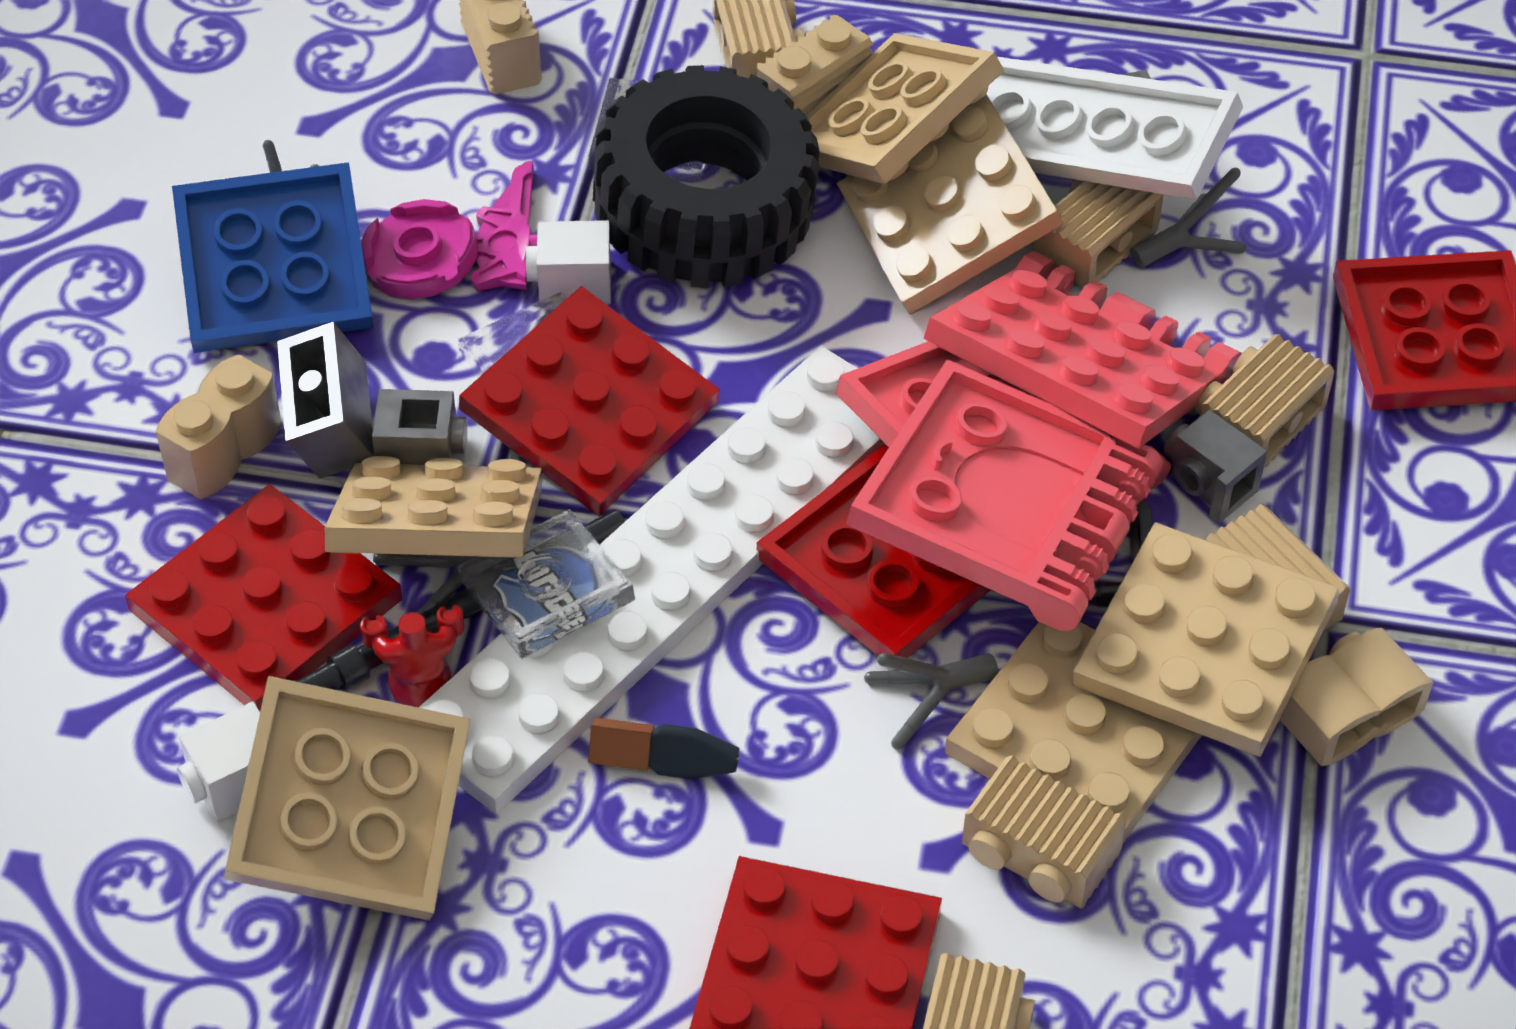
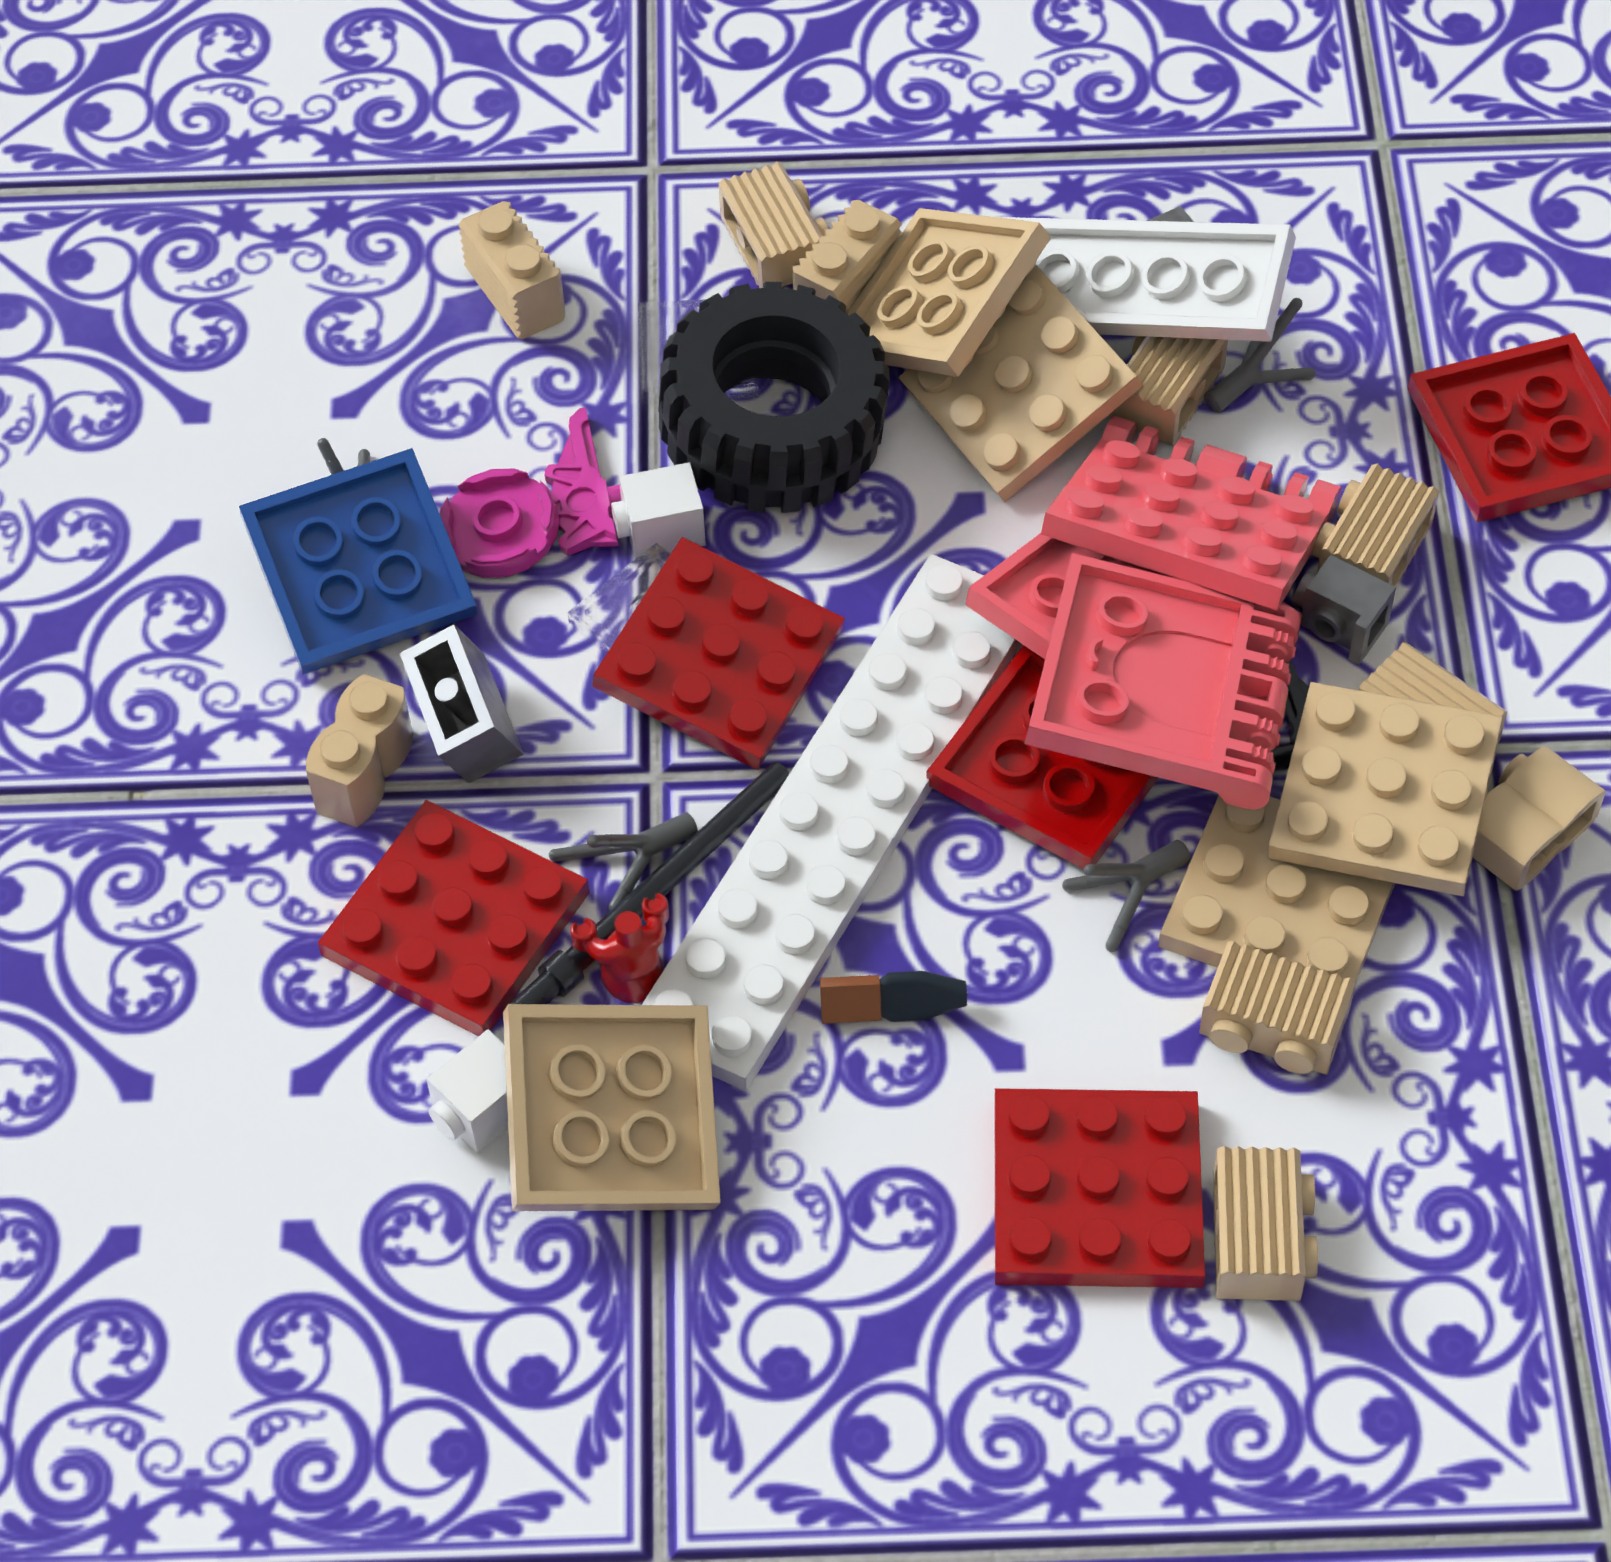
camera: 10 degrees left, 5 degrees up
(418, 426) = (559, 717): flat silver brick -> none
(435, 508) = (607, 797): tan plate -> none
(552, 589) = (735, 852): clear tile -> none

